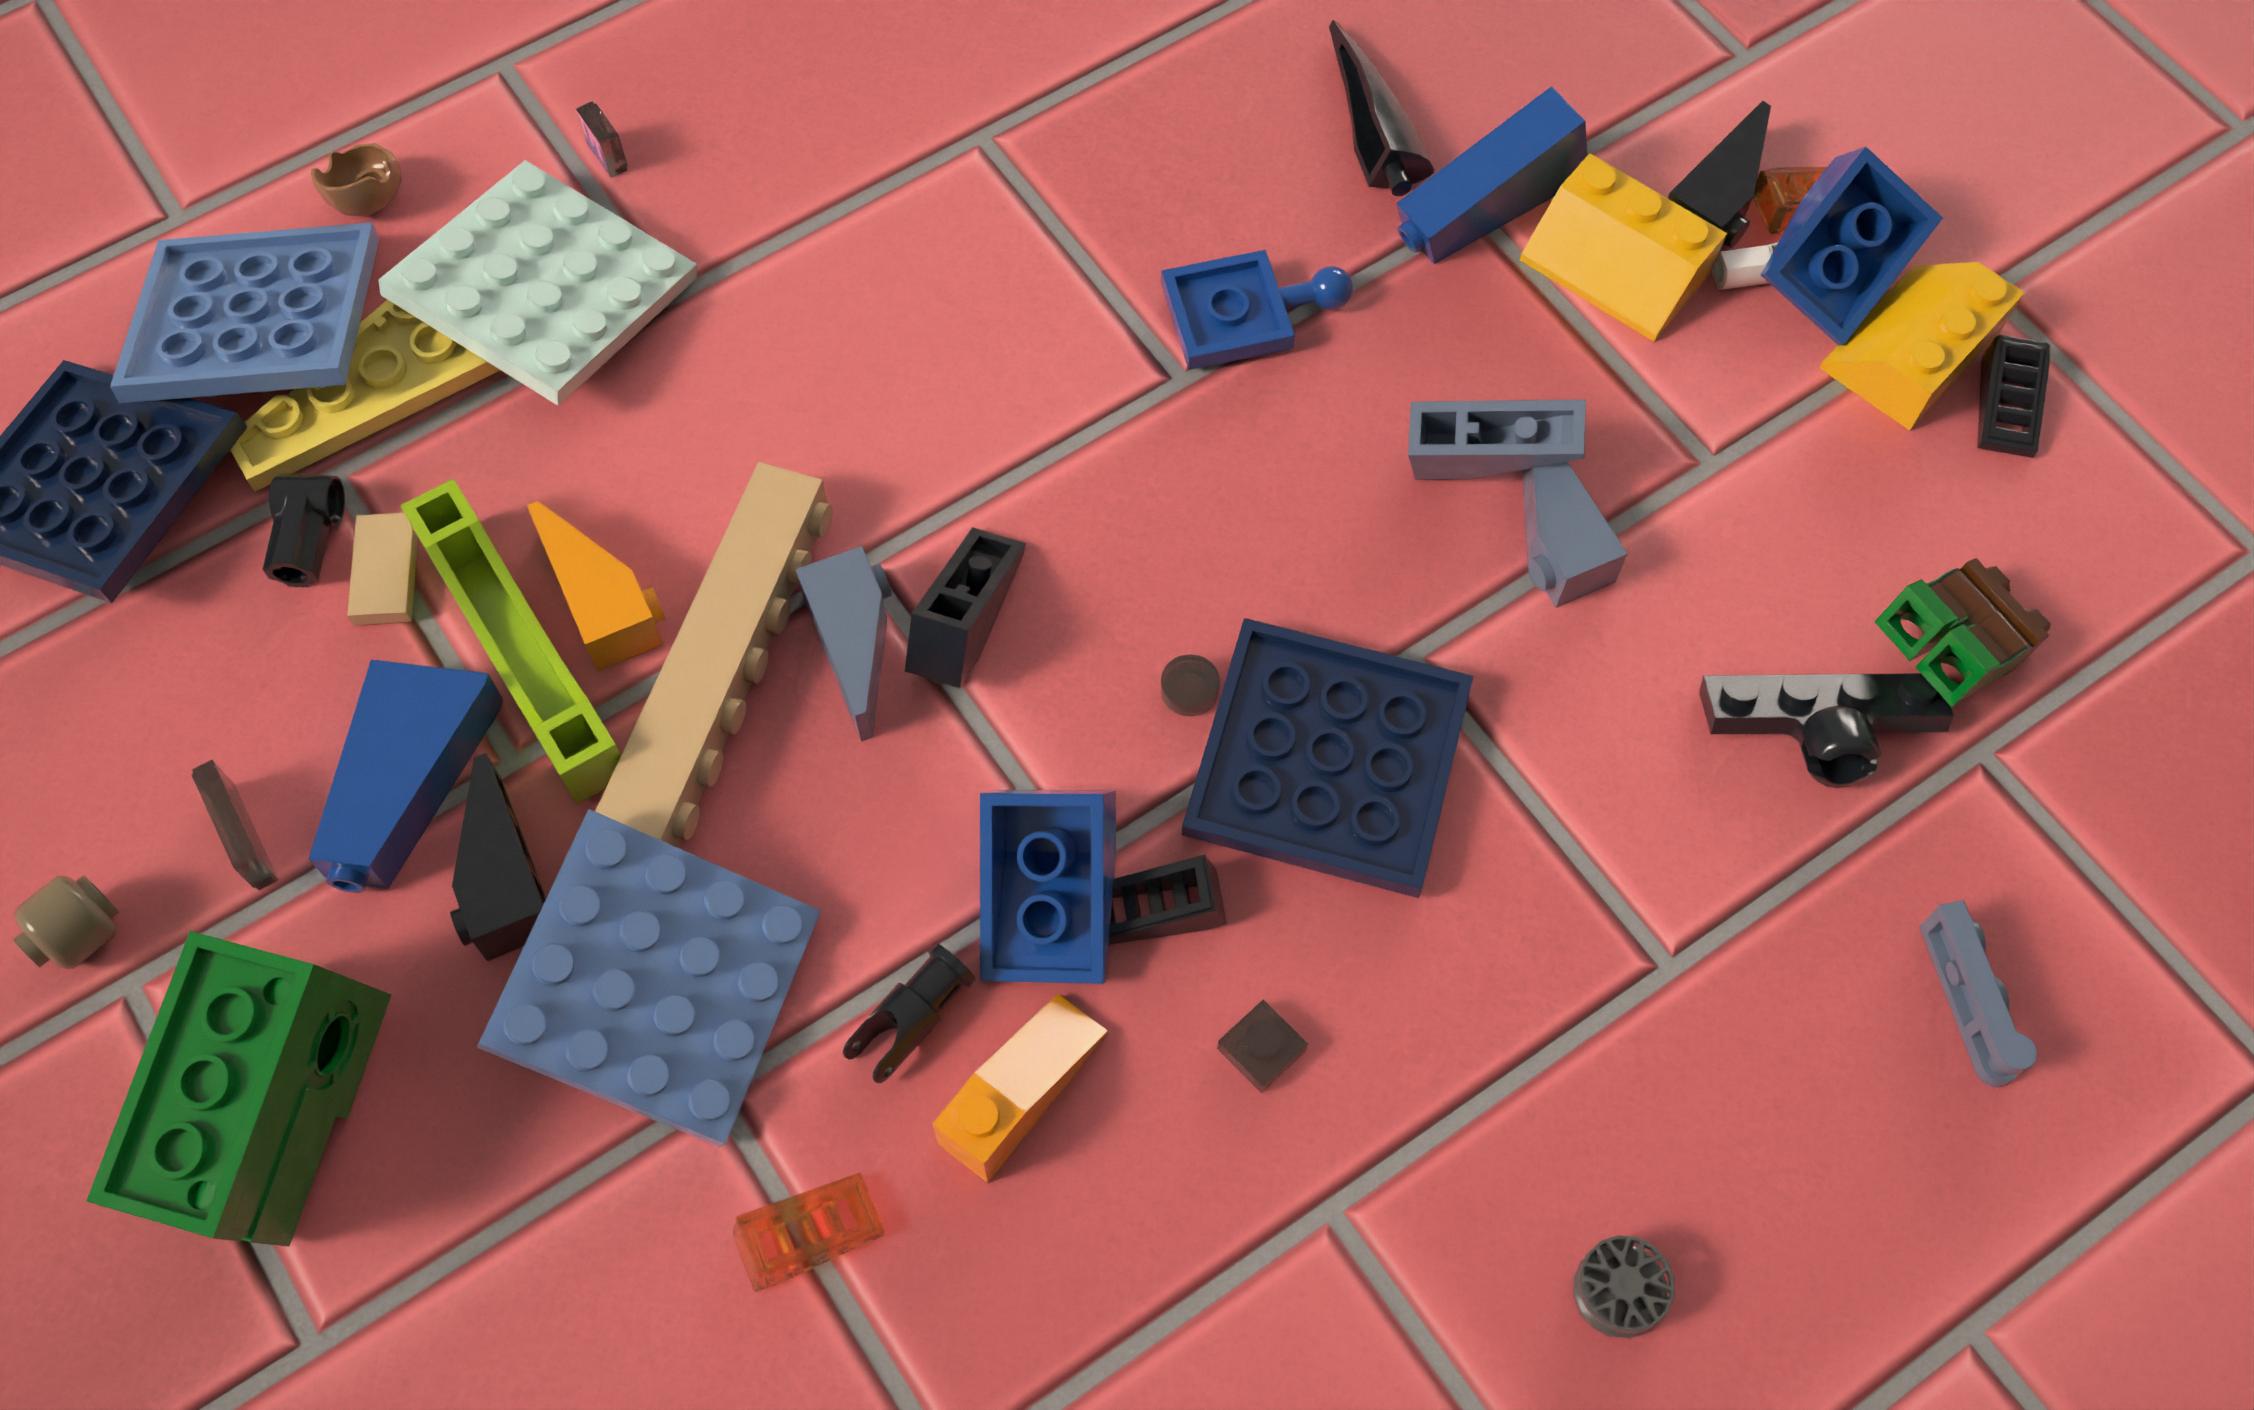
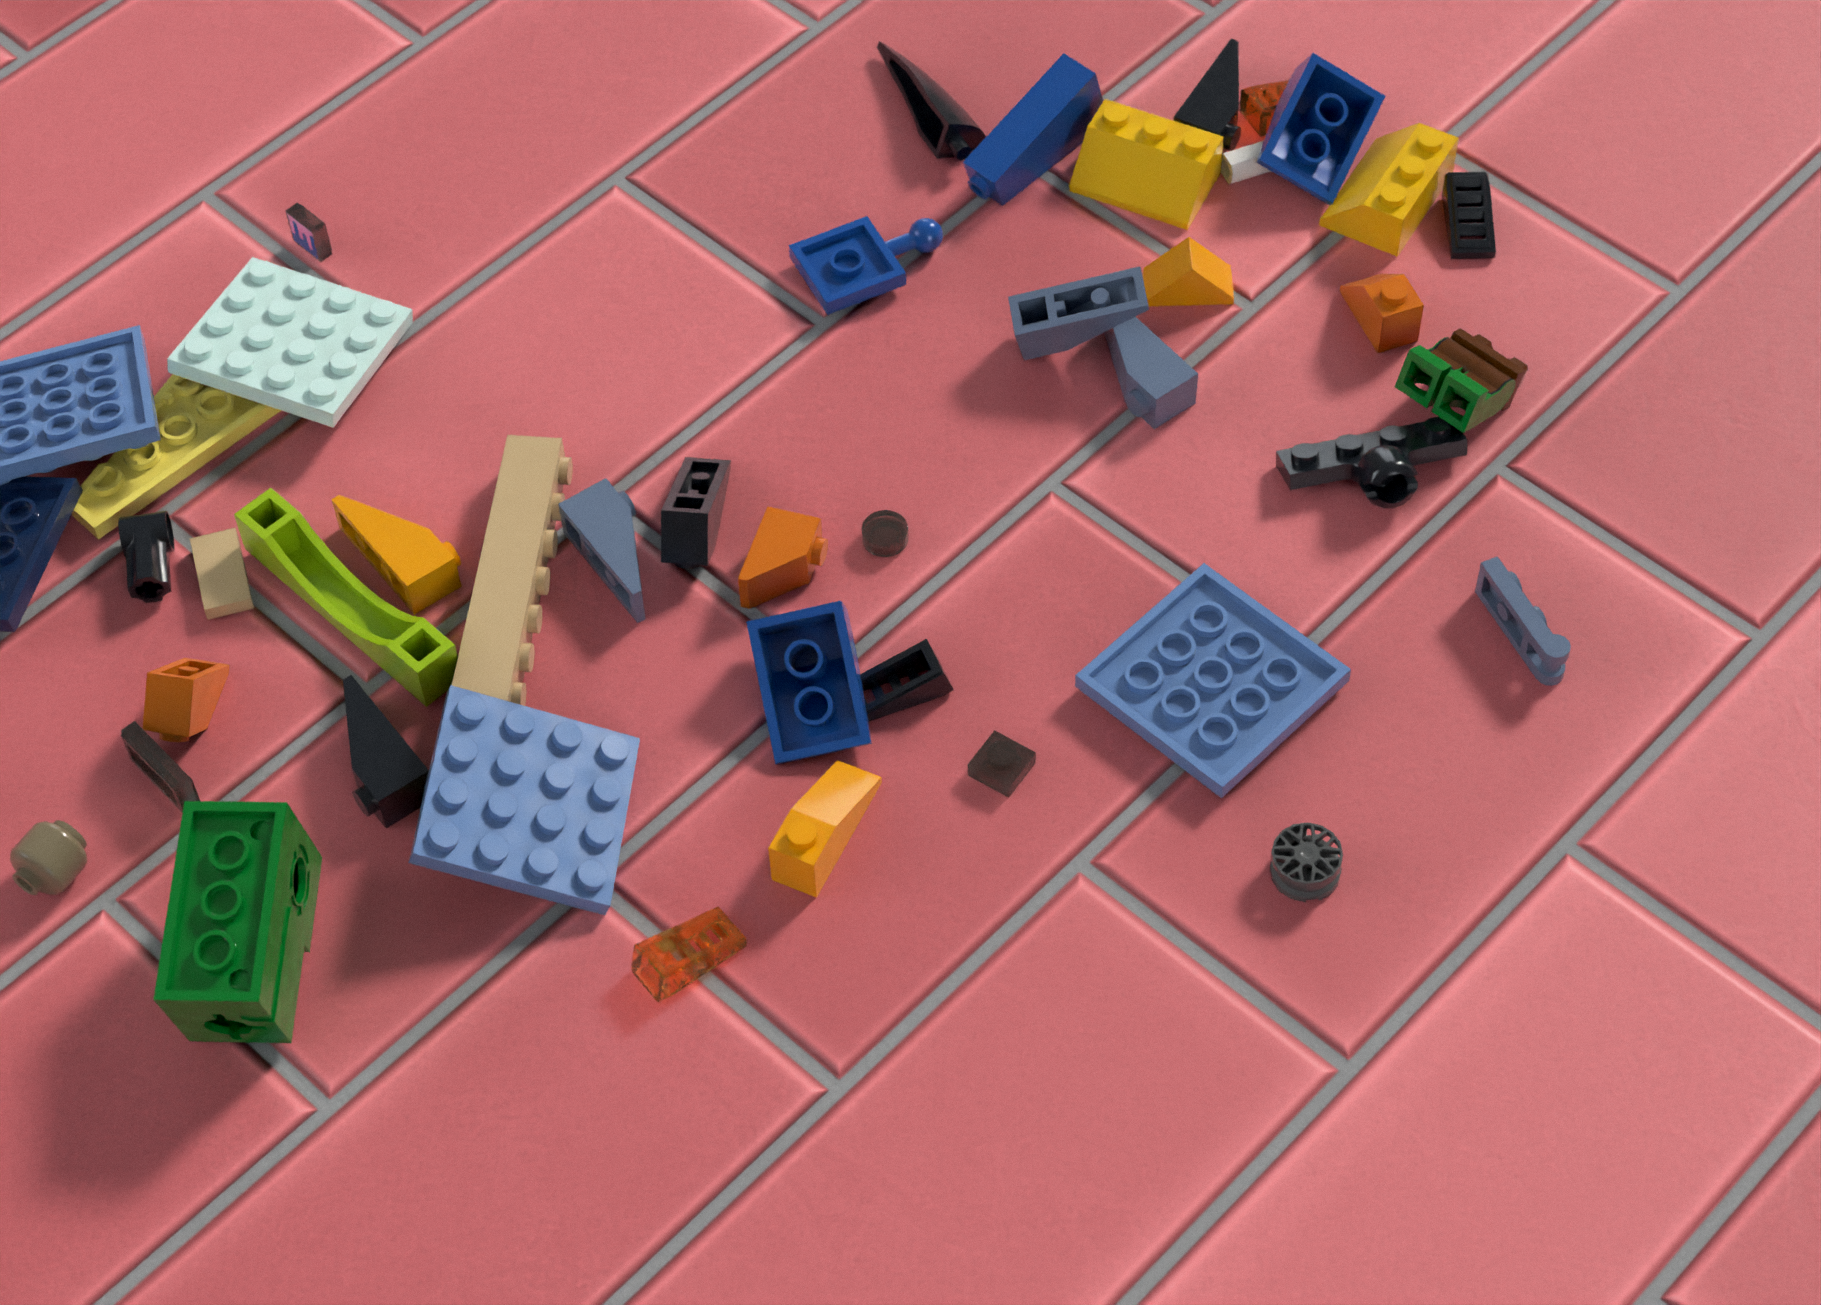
camera: 10 degrees left, 10 degrees down
(287, 730) = (182, 697): none -> orange slope
(359, 179) = (117, 297): medium nougat hair -> none
(397, 767) = (280, 702): blue slope -> none
(911, 1010) = (729, 788): black piece -> none
(1053, 693) = (781, 556): none -> orange slope
(1329, 757) = (1004, 559): dark blue plate -> none
(1557, 988) = (1212, 679): none -> medium blue plate
(1642, 410) = (1188, 277): none -> light orange slope
(1882, 503) = (1385, 309): none -> orange slope

